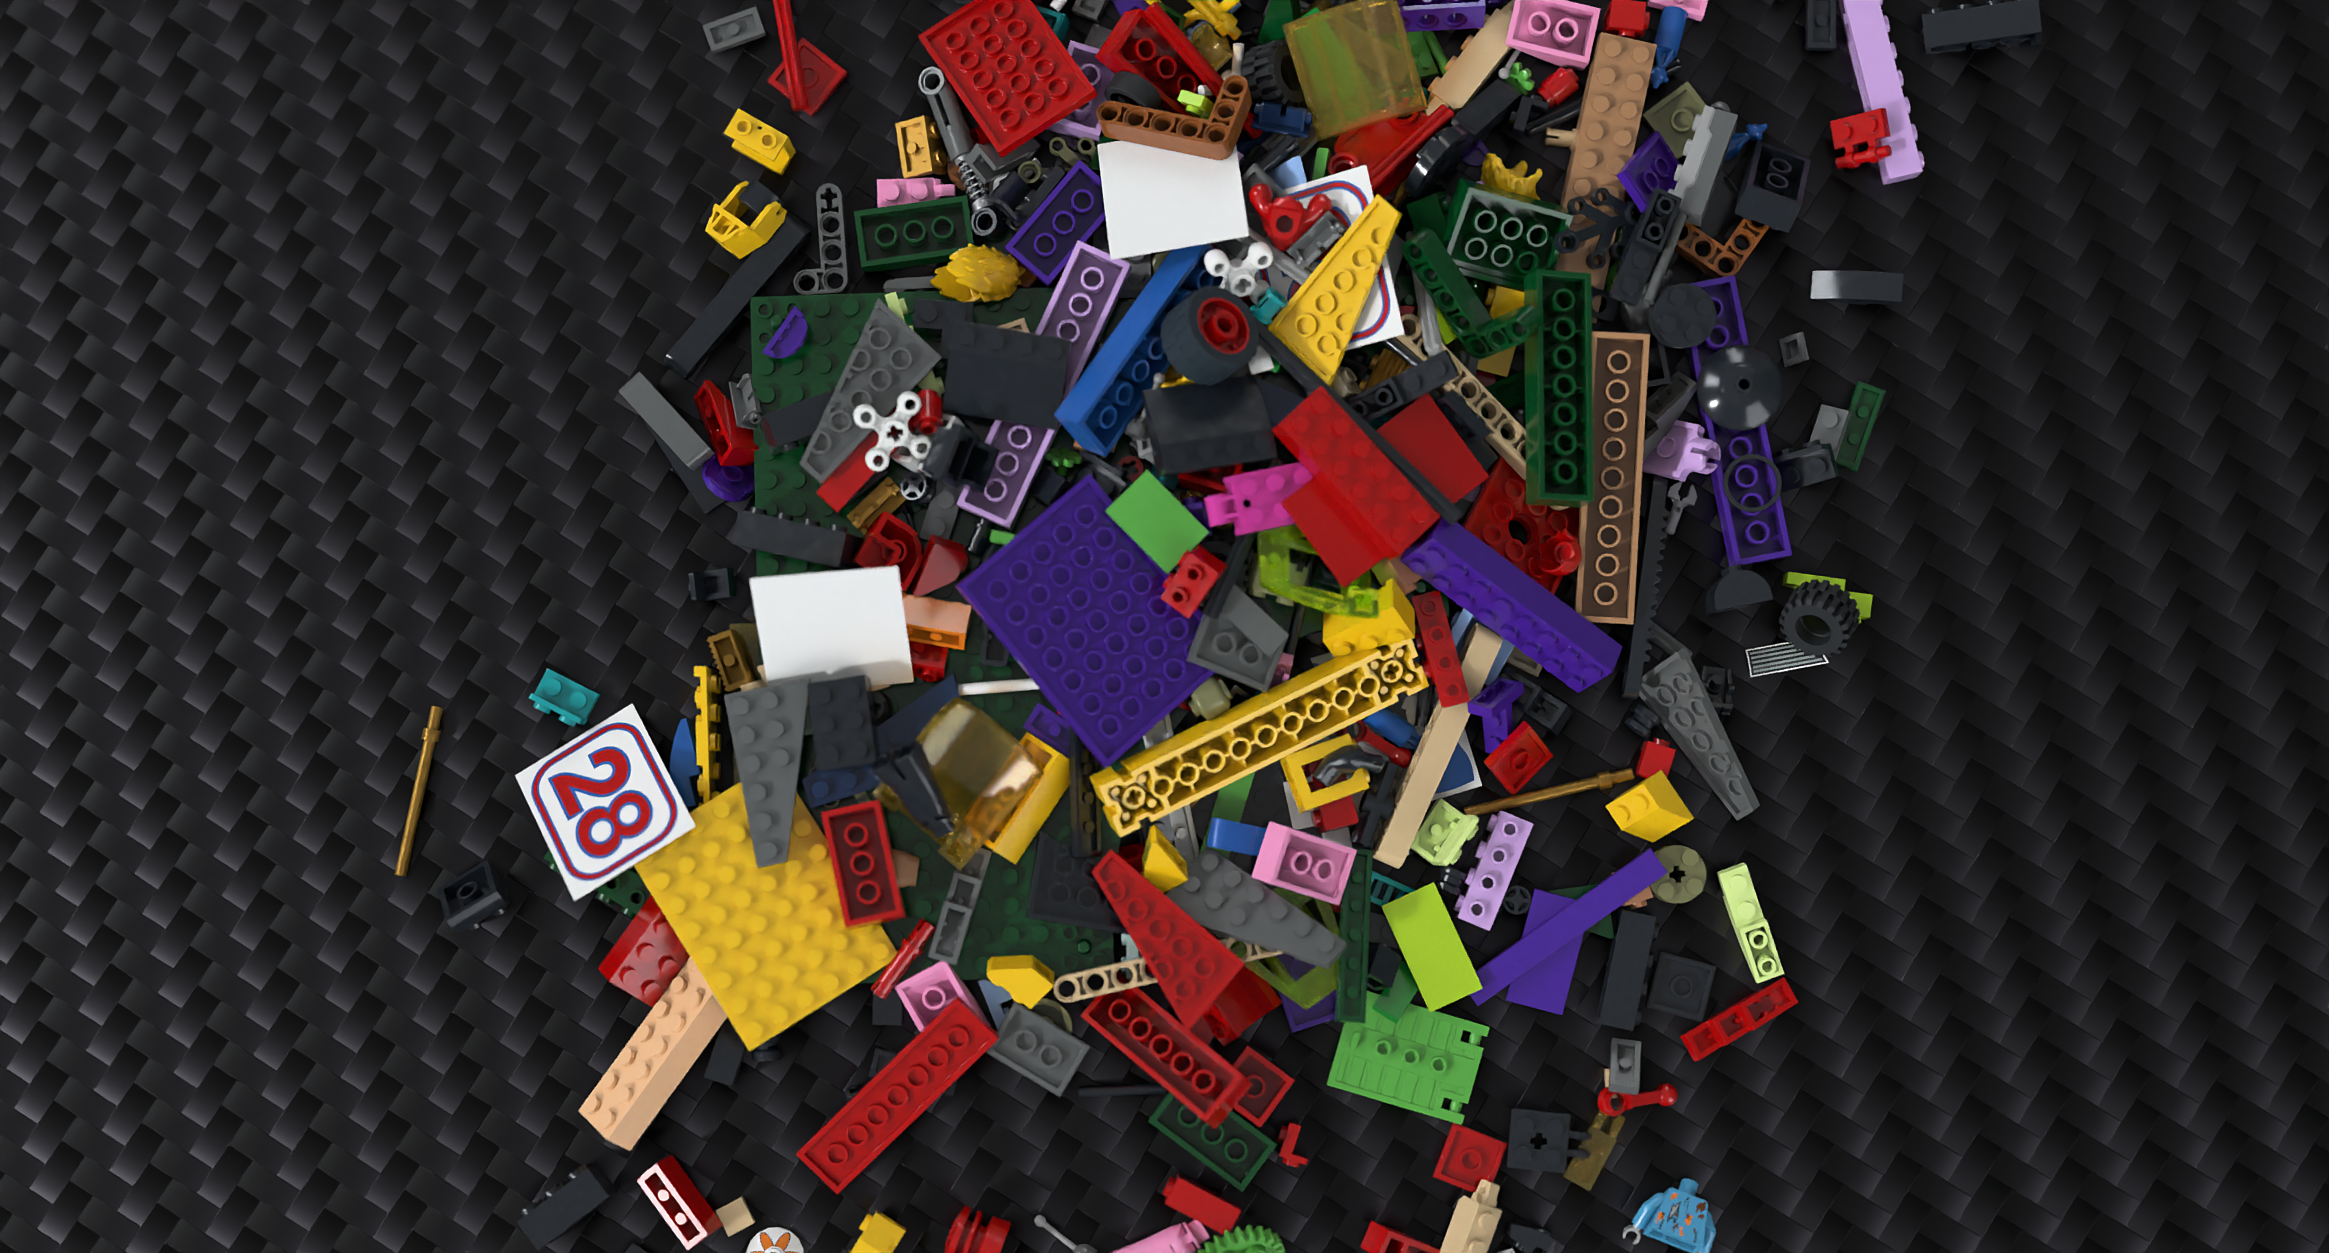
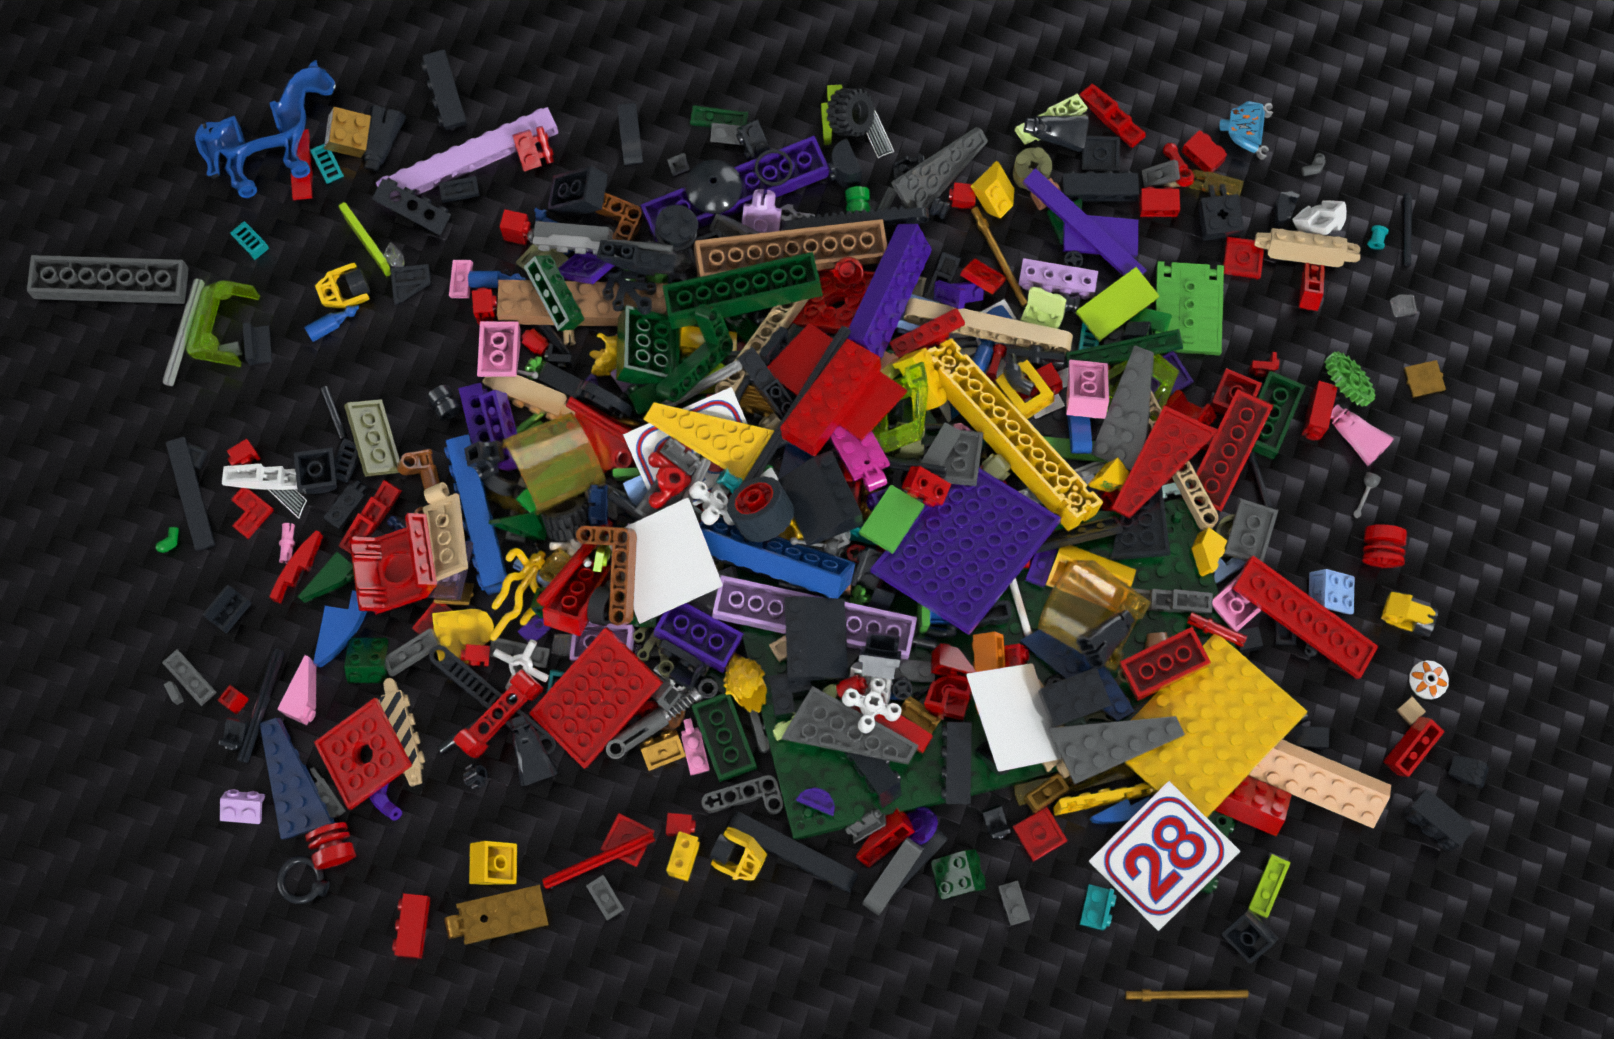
camera: 105 degrees left, 10 degrees down
(536, 943) = (1269, 886): none -> lime plate
(598, 584) = (1014, 903): none -> dark grey plate
(653, 517) = (958, 874): none -> dark green bracket
(682, 643) = (1040, 834): none -> red tile
(809, 150) = (679, 823): none -> red brick
(931, 1150) = (1332, 590): none -> light blue bracket
(1583, 1054) = (1159, 202): none -> red brick
(1613, 115) = (554, 292): none -> dark green brick
(1649, 1144) = (1204, 152): none -> red brick
(1677, 600) = (857, 199): none -> green wheel
(1724, 934) = (1065, 131): none -> black piece
(1740, 87) = (515, 227): none -> red brick

